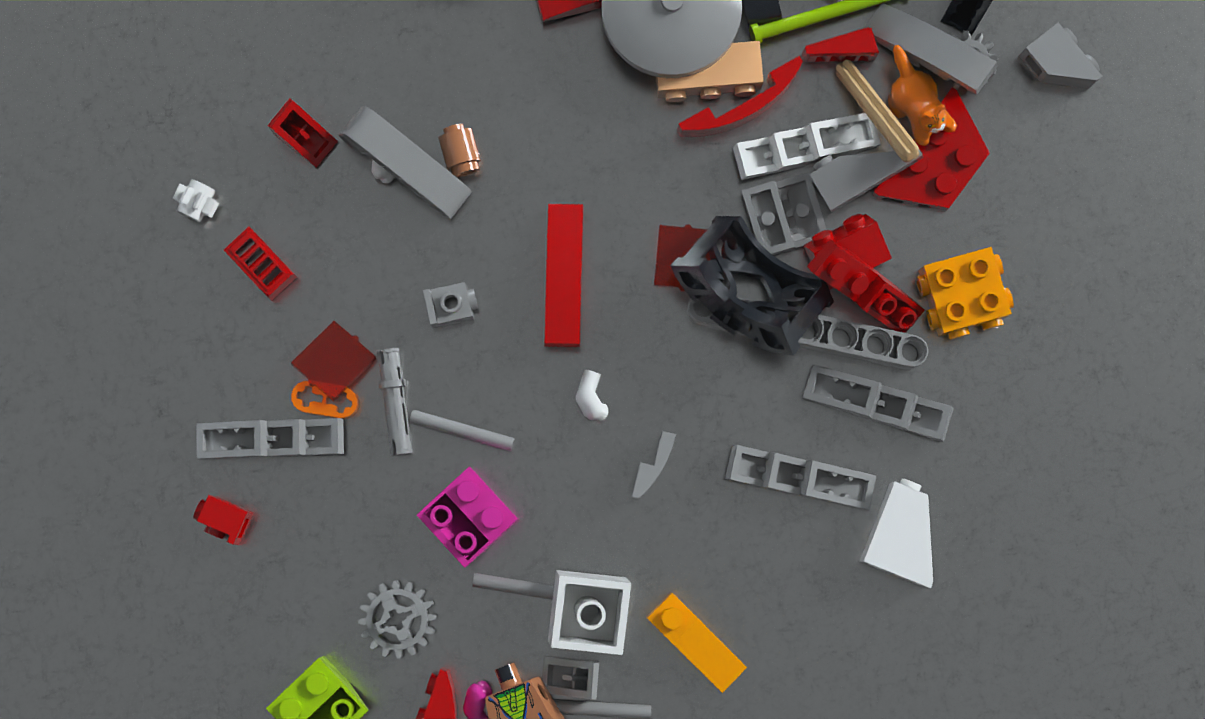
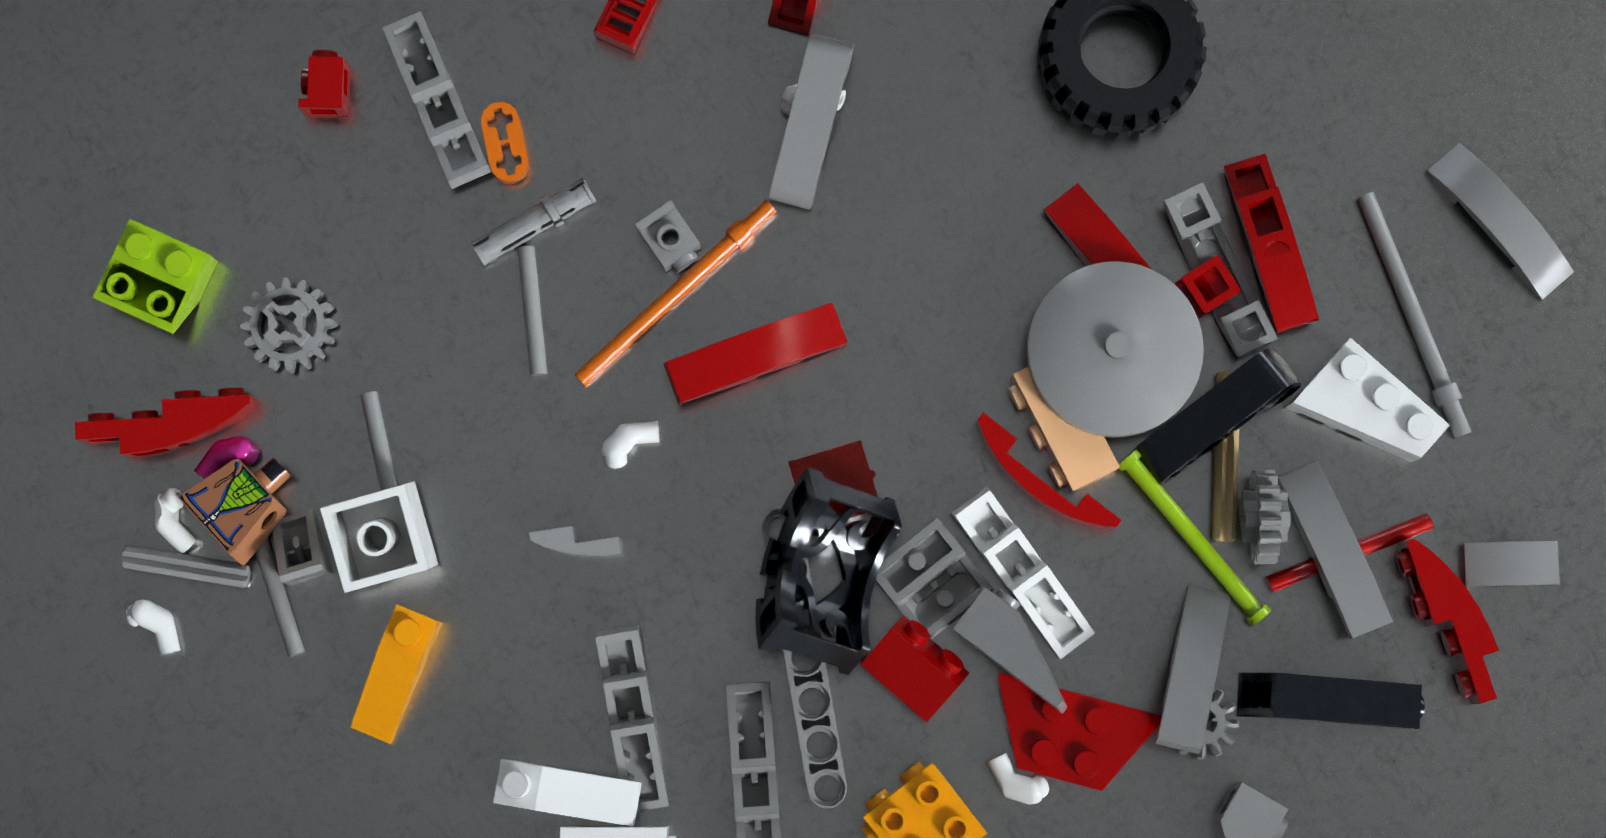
camera: 70 degrees right, 0 degrees up
(333, 361) = (552, 134): clear red piece -> none
(459, 150) = (852, 176): nougat brick -> none
(467, 517) = (434, 357): dark pink slope -> none
(469, 253) = (738, 235): none -> orange bar
(838, 546) = (567, 792): none -> white slope
(853, 46) = (1158, 574): red slope -> none
(865, 287) = (879, 705): red slope -> none
(877, 111) = (1092, 636): tan axle -> none
(917, 98) = (1131, 678): orange animal -> none
(961, 215) = (1016, 786): none -> white arm

